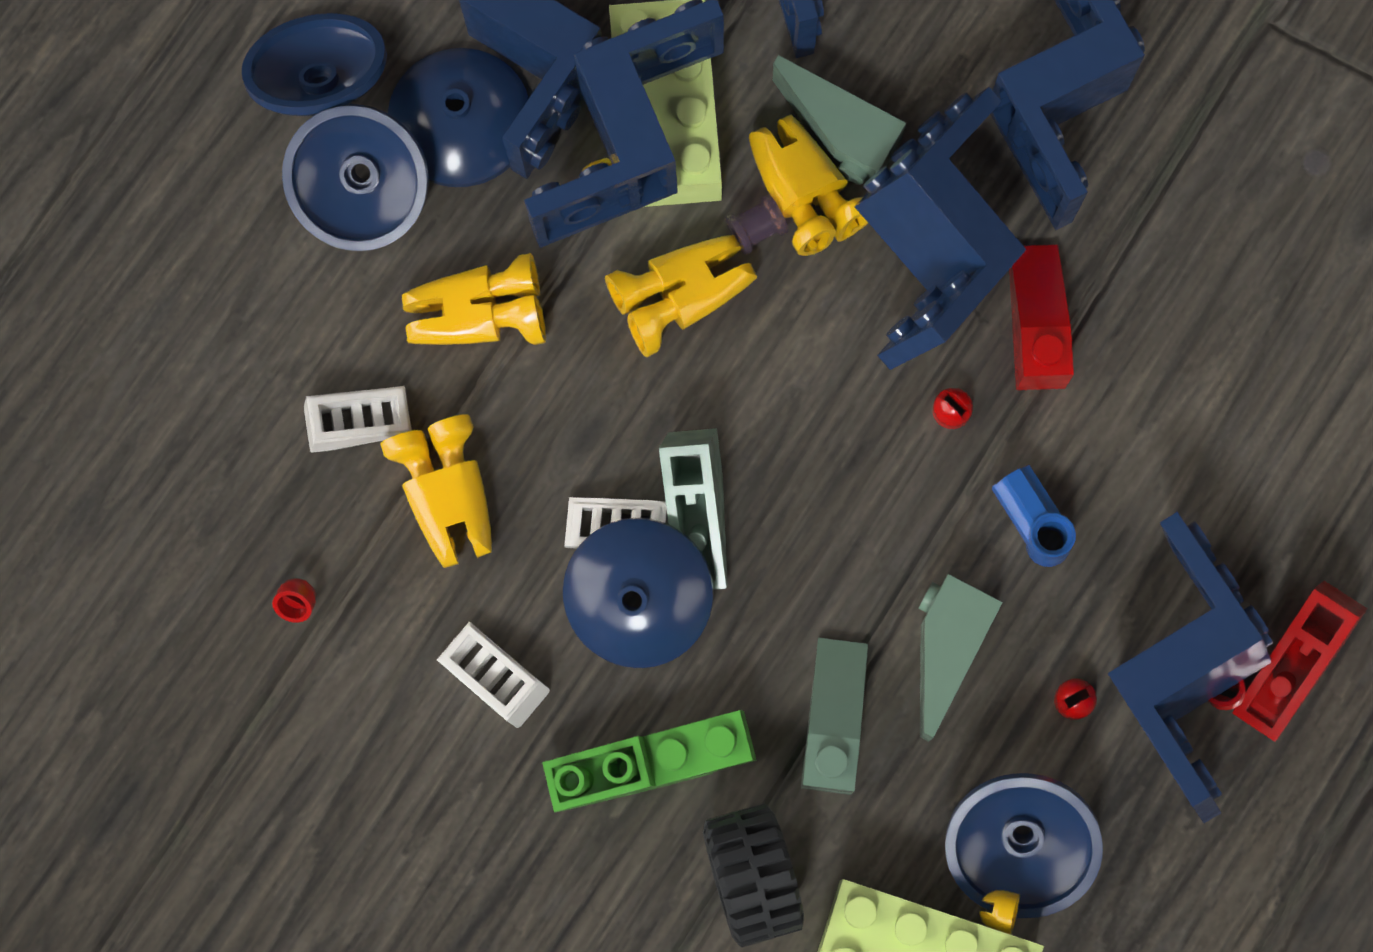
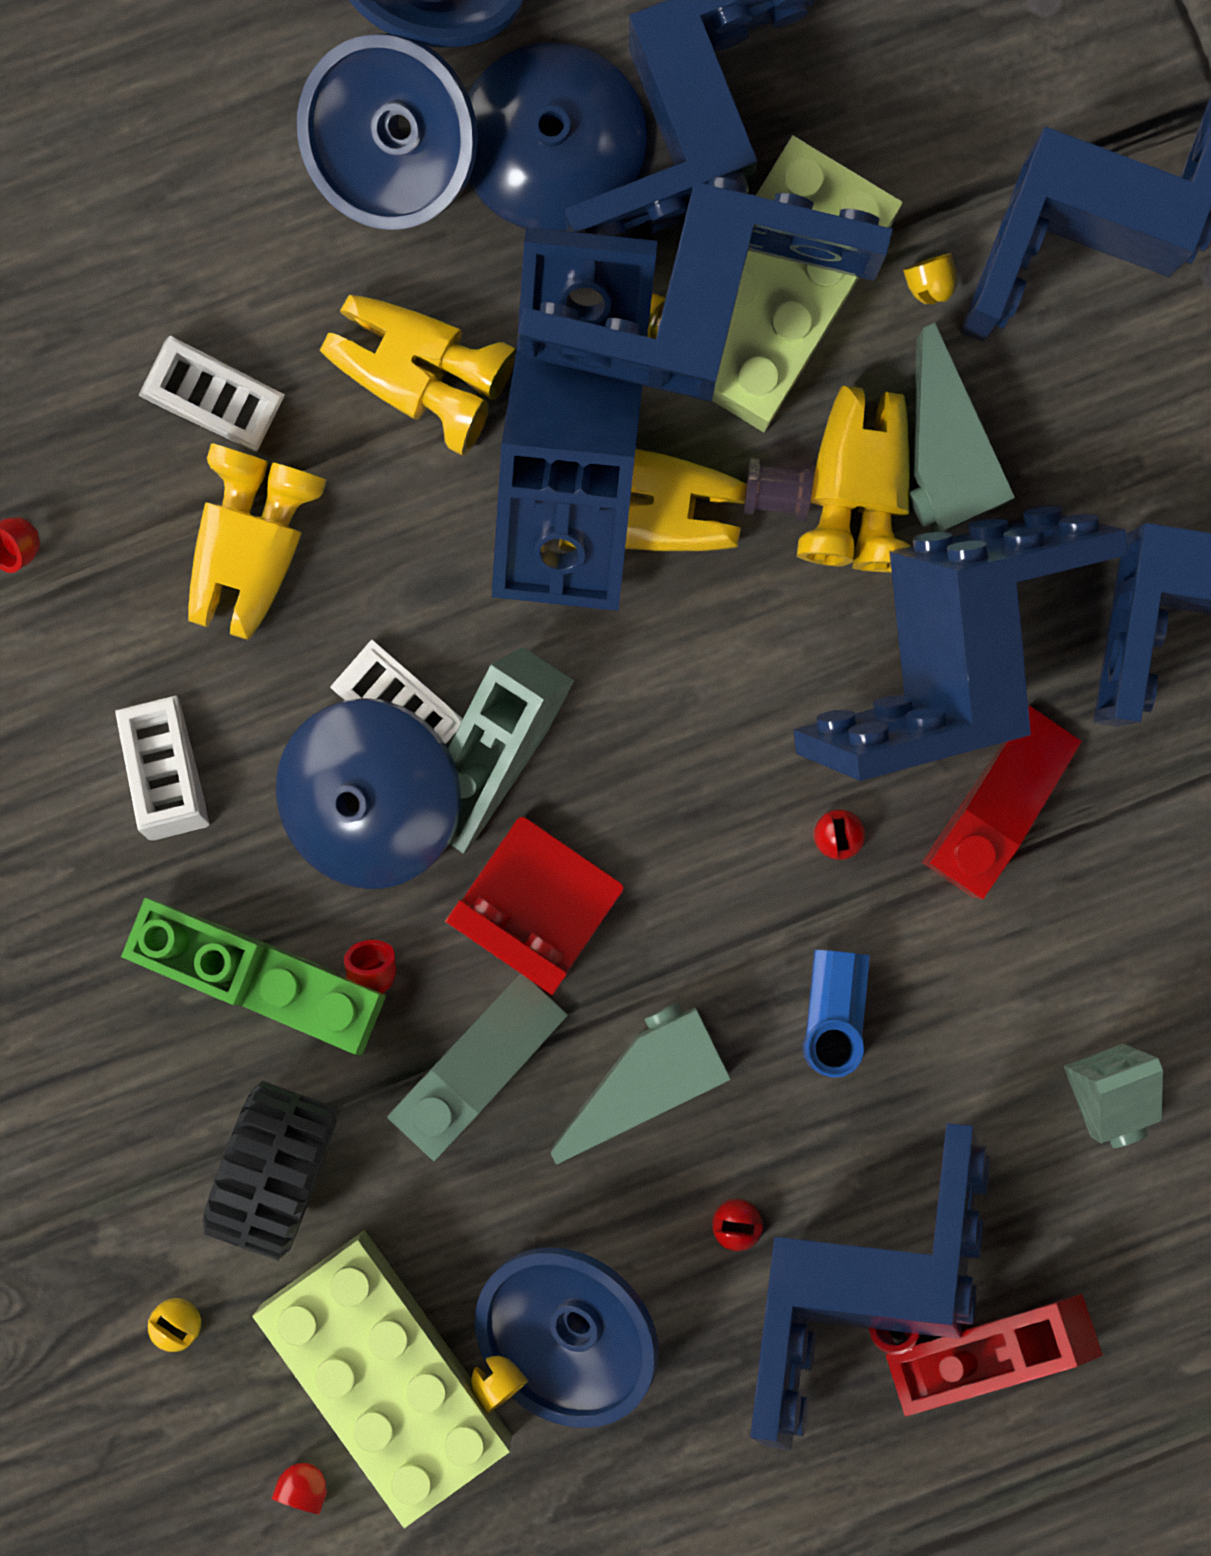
camera: 35 degrees right, 10 degrees up
(606, 276) = (570, 432): none -> dark blue bracket
(719, 699) = (371, 964): none -> red hinge
(756, 36) = (932, 279): none -> yellow hinge
(796, 586) = (535, 904): none -> red bracket
(1250, 434) = (1118, 1093): none -> sand green slope

